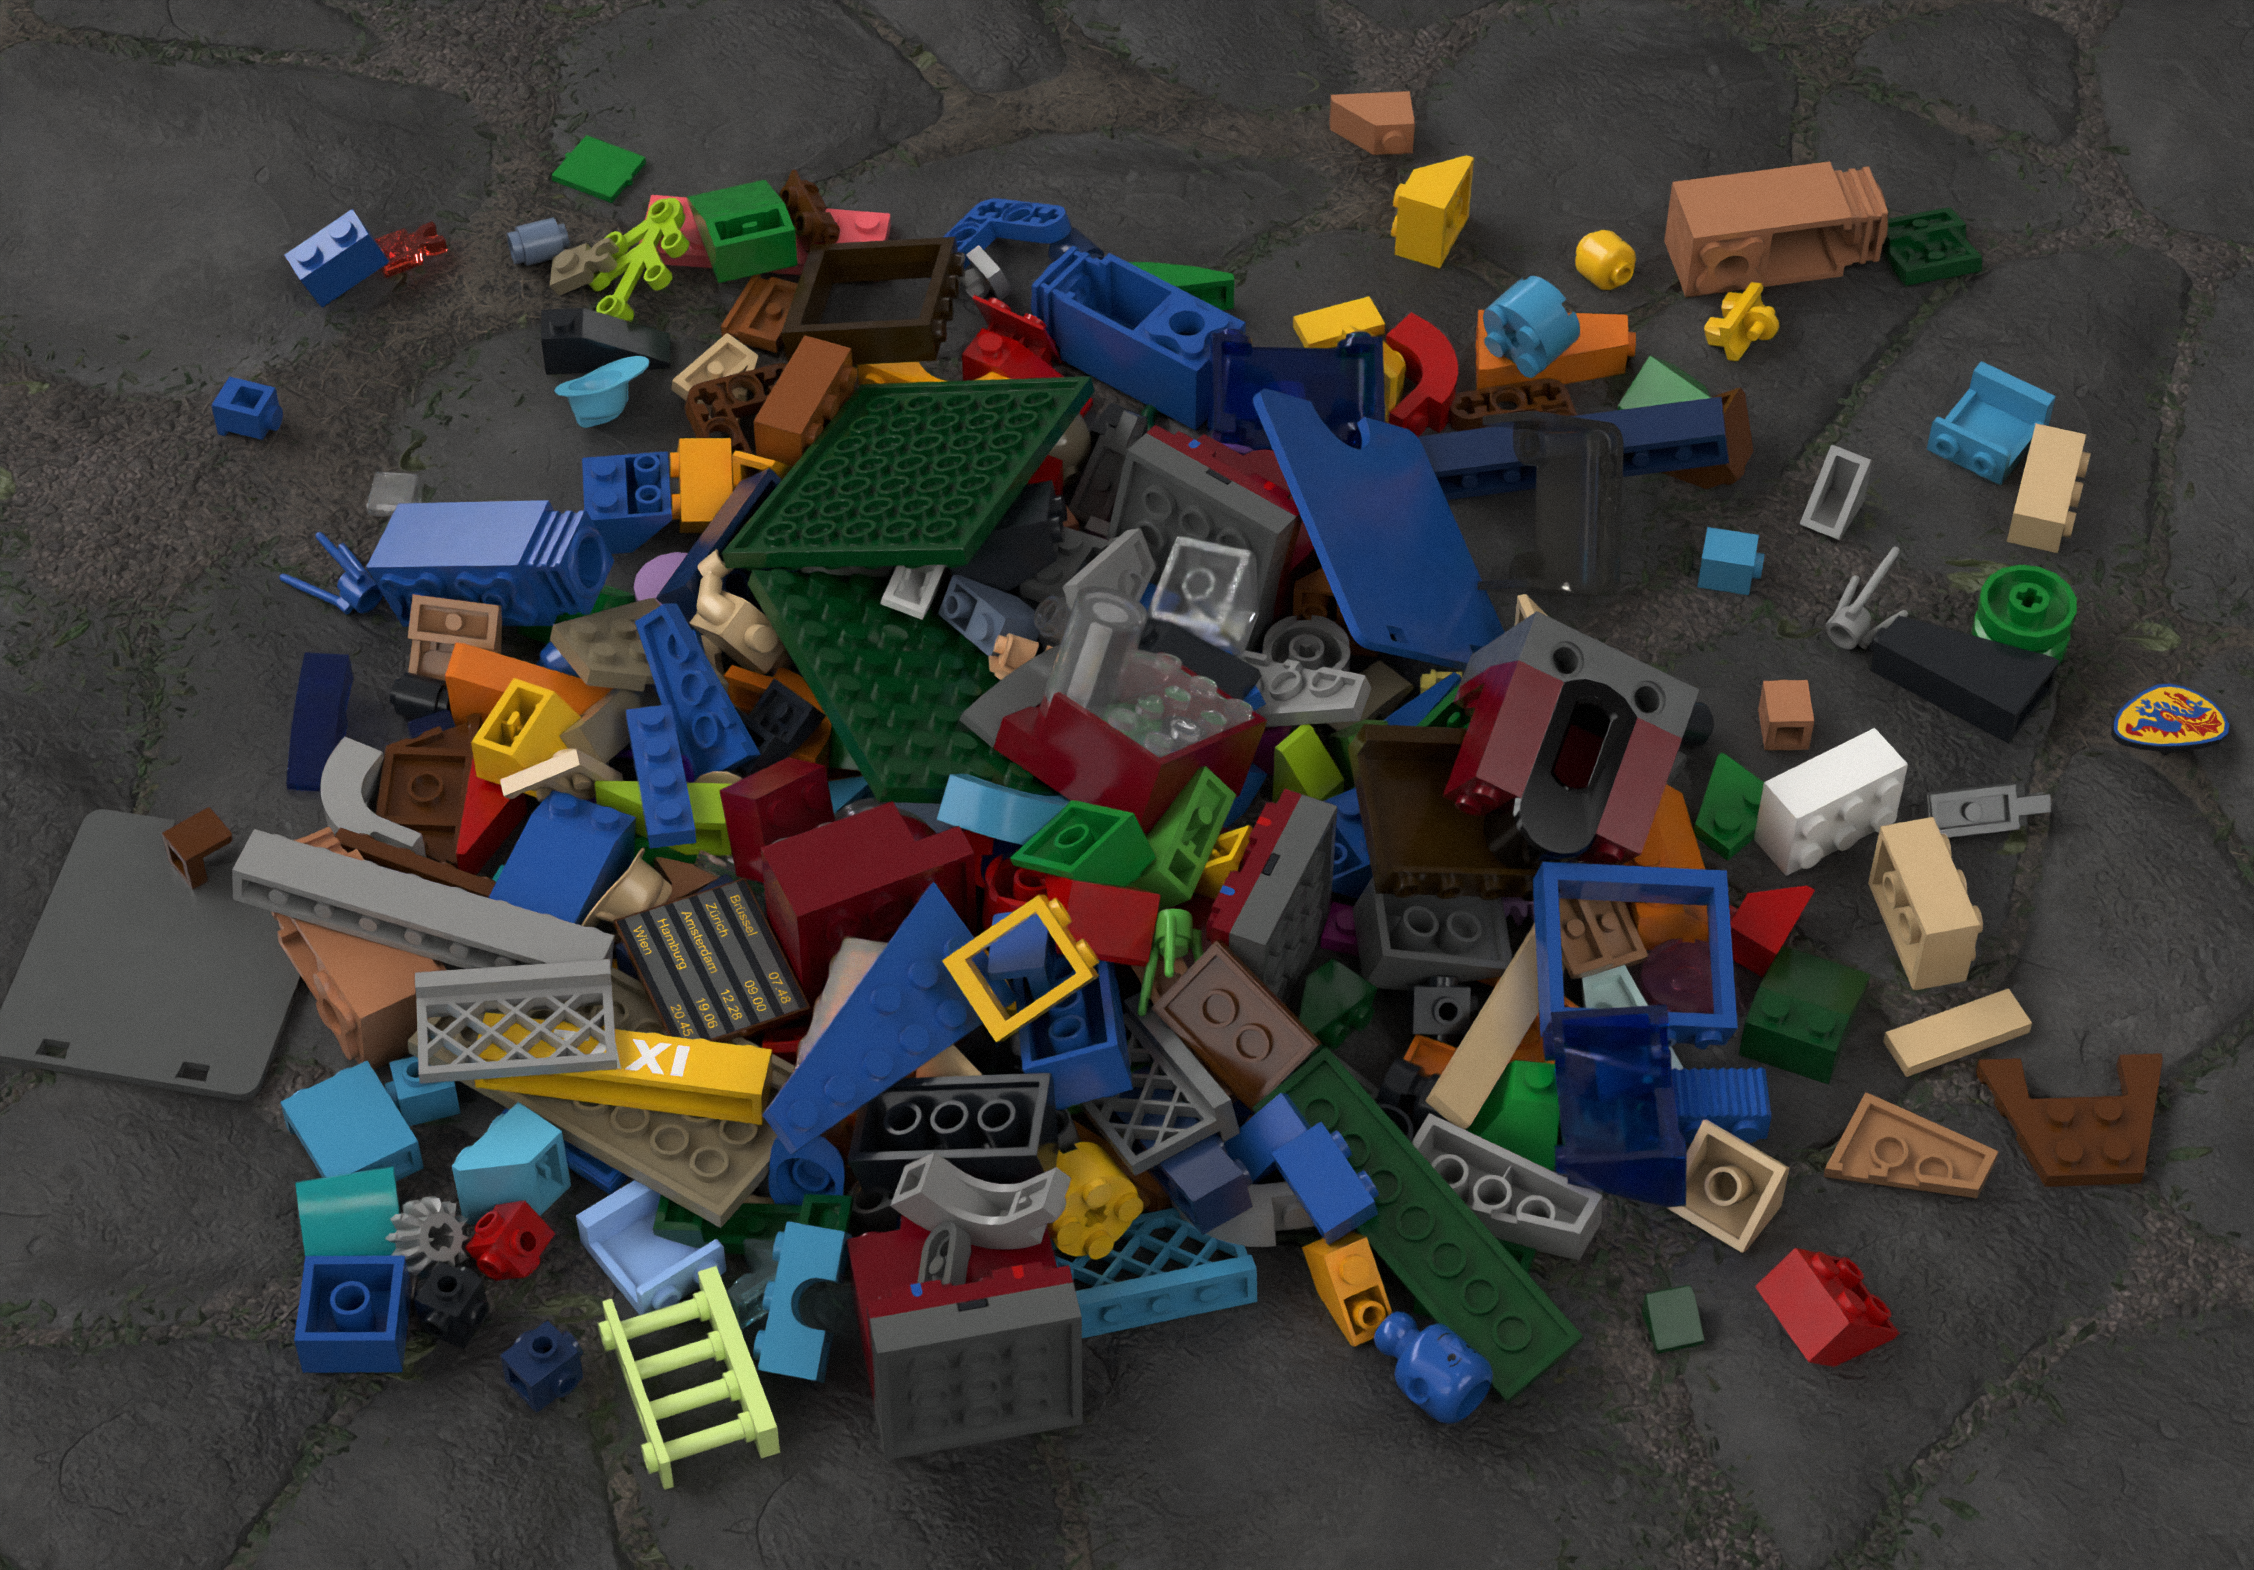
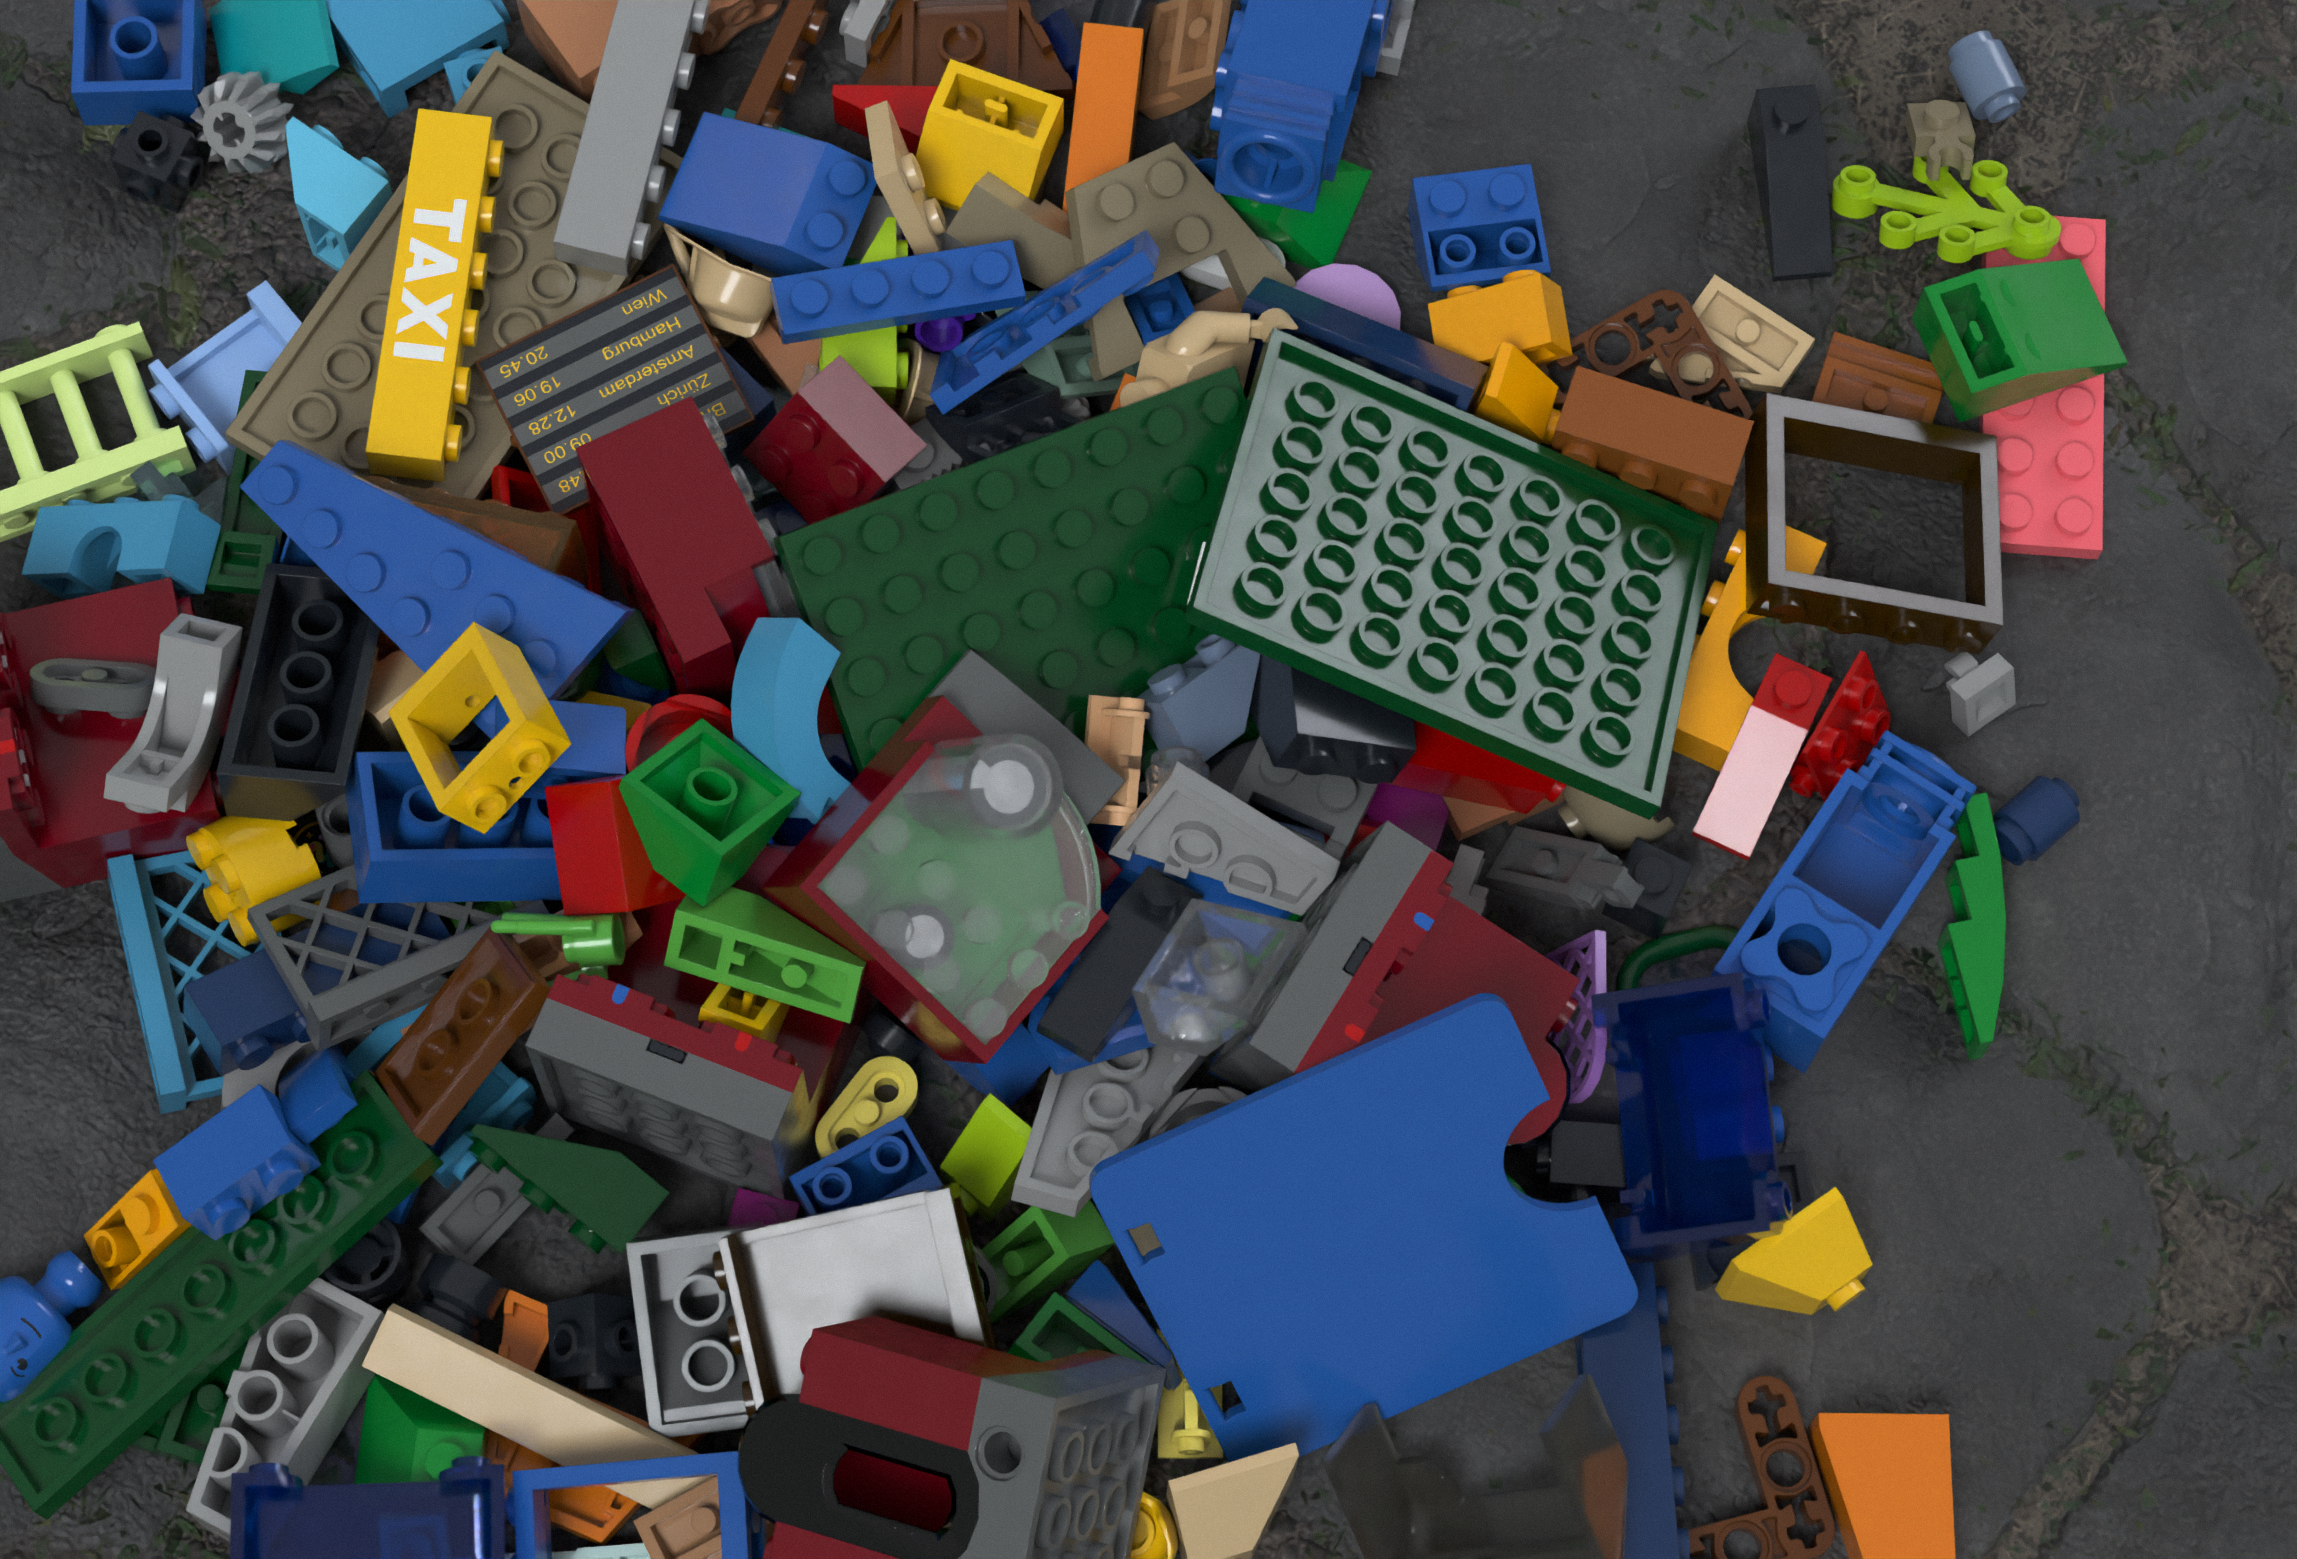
camera: 85 degrees right, 20 degrees up
(509, 1241) = (242, 213): red brick -> none
(514, 993) = (516, 144): light grey fence -> none
(543, 1365) = (63, 269): dark blue brick -> none
(599, 169) = (2166, 149): green piece -> none
(603, 392) = (1691, 184): medium azure piece -> none
(808, 212) = (2041, 434): reddish brown hinge -> none
(1009, 220) = (2079, 687): blue beam -> none
(1324, 326) = (1937, 1214): yellow tile -> none
(1431, 367) = (1815, 1357): red arch -> none
(1432, 210) = (2168, 1349): yellow slope -> none
(1530, 325) = (1868, 1476): dark azure brick -> none

